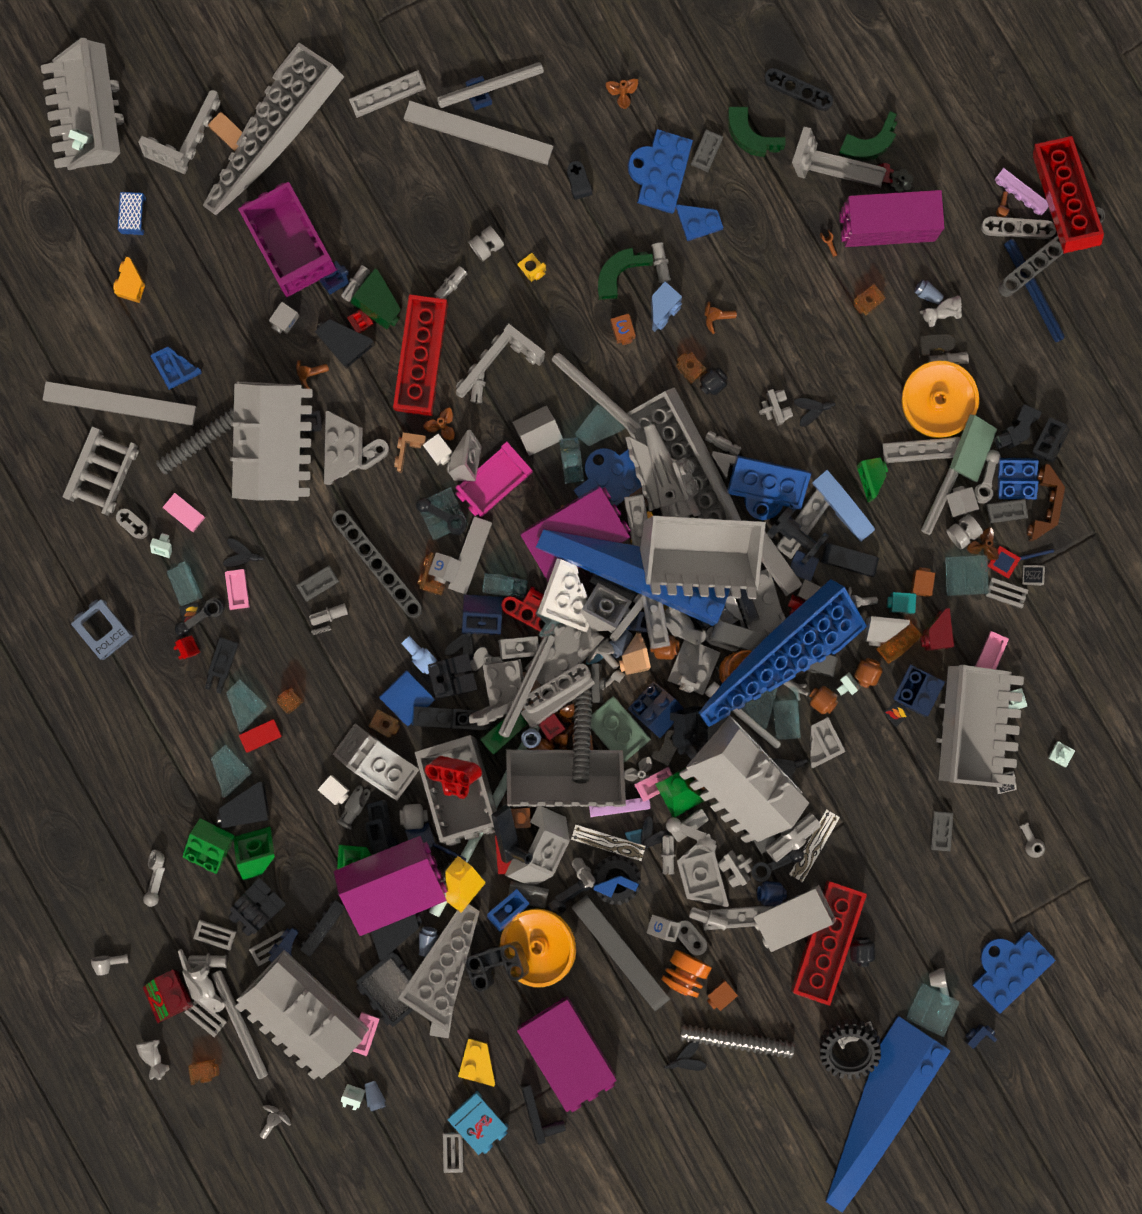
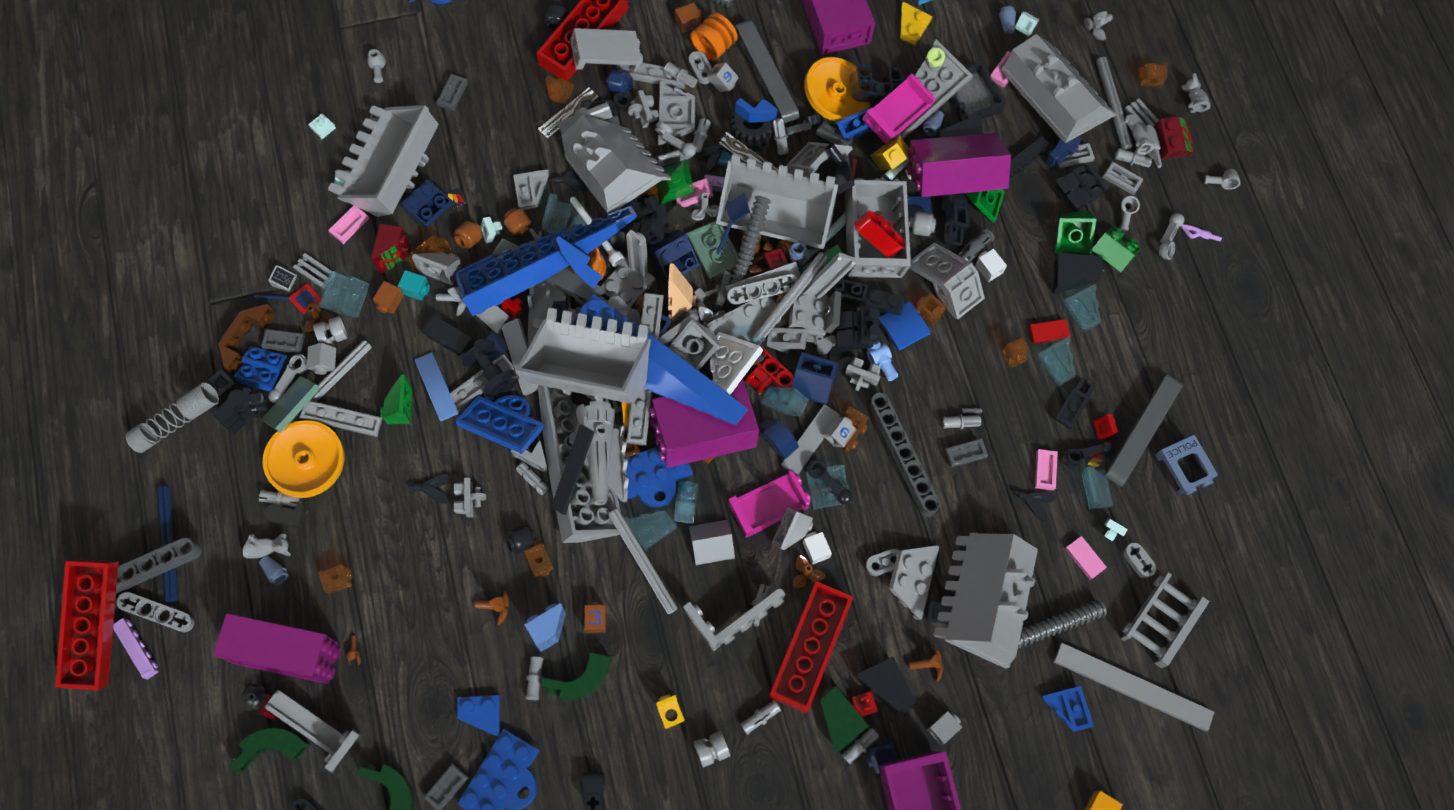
camera: 170 degrees left, 15 degrees down
(124, 892) = (1198, 233): none -> lavender hand
(149, 654) = (1143, 430): none -> dark grey beam
(203, 893) = (1134, 206): none -> light grey bar
(414, 440) = (838, 563): medium nougat bracket -> none
(427, 634) = (862, 377): none -> light grey hips
(442, 1008) = (935, 57): none -> yellowish green tile
(467, 934) = (899, 109): none -> dark pink panel
(481, 688) = (832, 311): none -> dark grey plate
(503, 546) = (778, 436): none -> dark blue brick
(603, 766) = (736, 210): none -> dark blue piece
(683, 447) = (572, 469): none -> black piece
(740, 649) = (578, 262): none -> blue slope
(830, 867) = (559, 89): none -> clear orange bracket
(1003, 211) = (164, 634): dark orange hand -> none
(1060, 411) = (190, 405): none -> light grey piece

